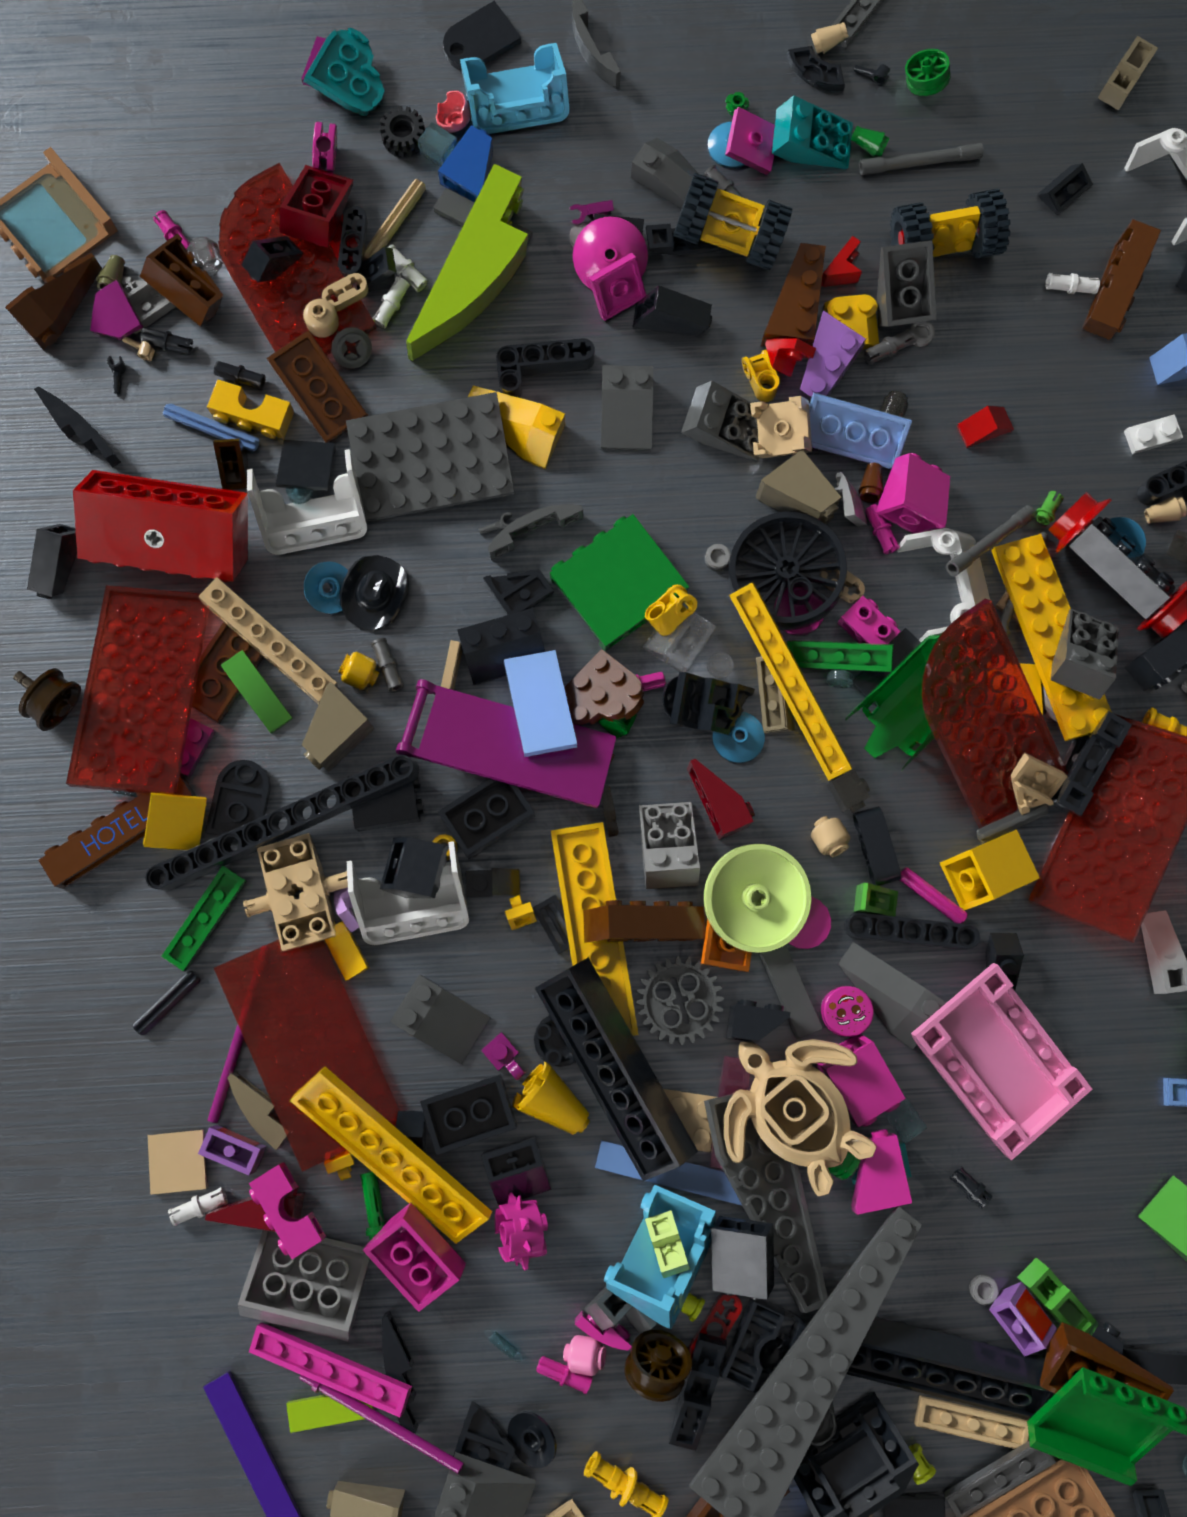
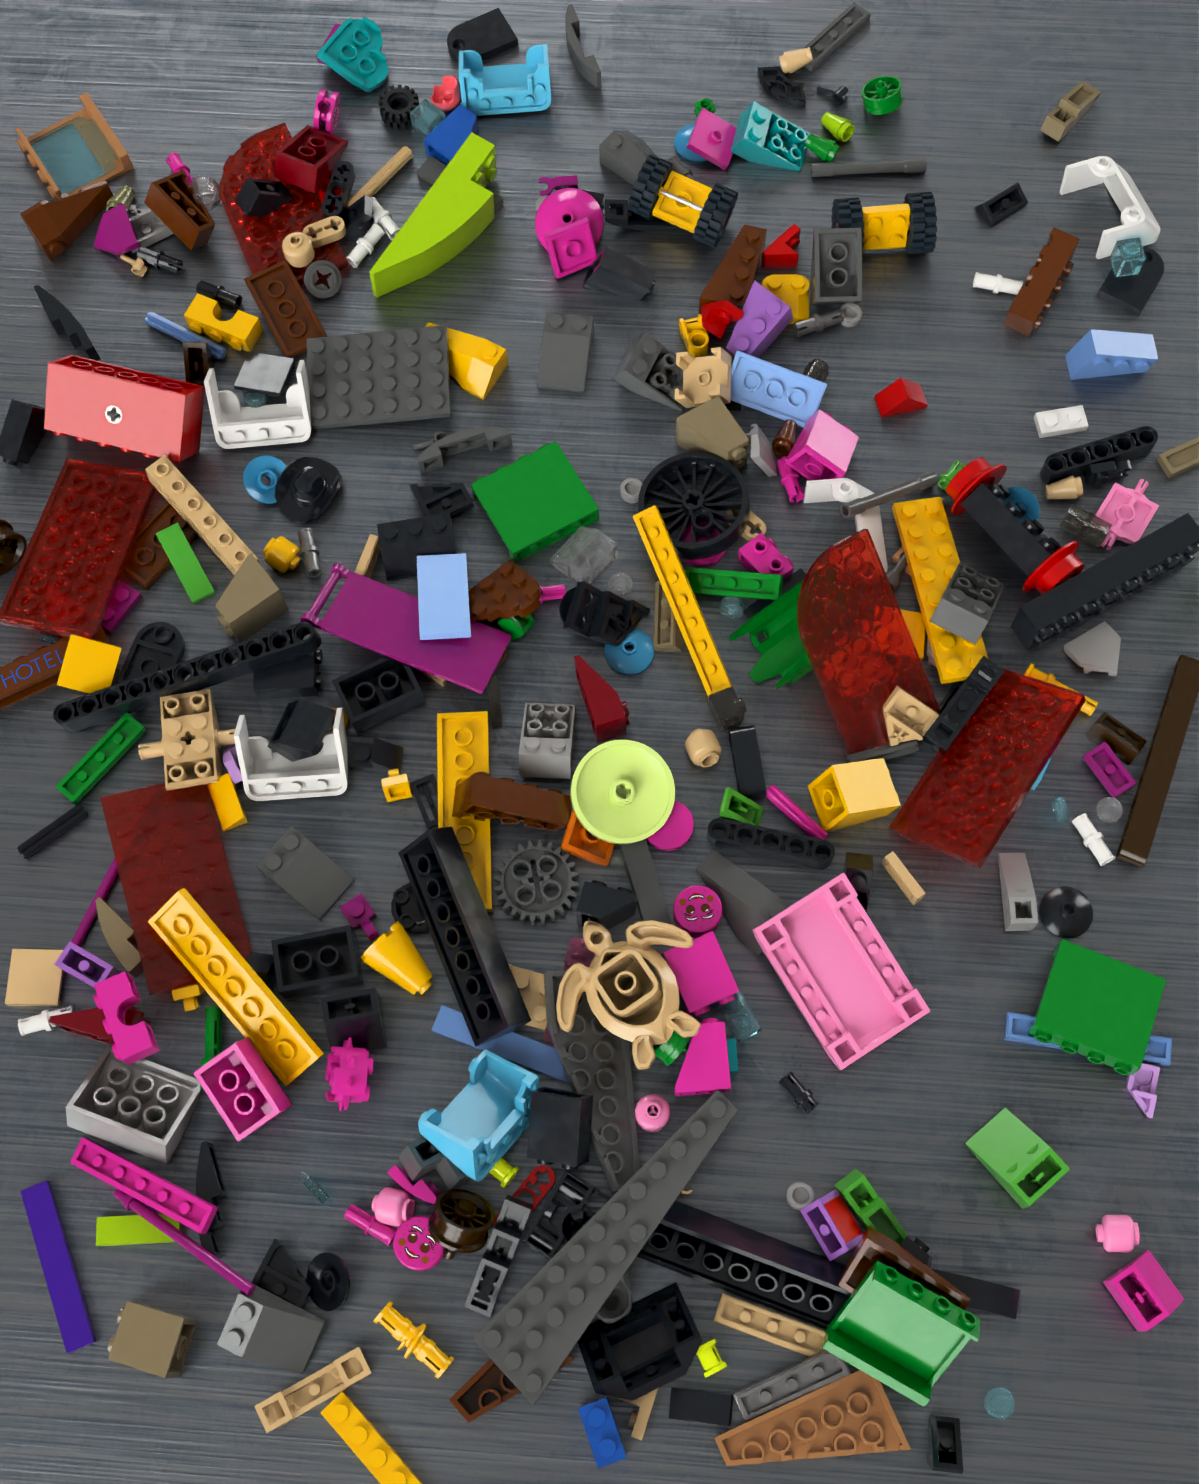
camera: 15 degrees right, 10 degrees down
(117, 370) = (111, 280): black hand -> none
(546, 362) = (526, 304): black beam -> none
(612, 1391) = (416, 1246): none -> dark pink head
(667, 1244) = (487, 1104): yellowish green slope -> none
(668, 610) = (575, 527): yellow piece -> none
(834, 1237) = (648, 1122): none -> bright pink head
(883, 113) = (838, 126): none -> lime cone
(1049, 952) = (903, 878): none -> tan tile

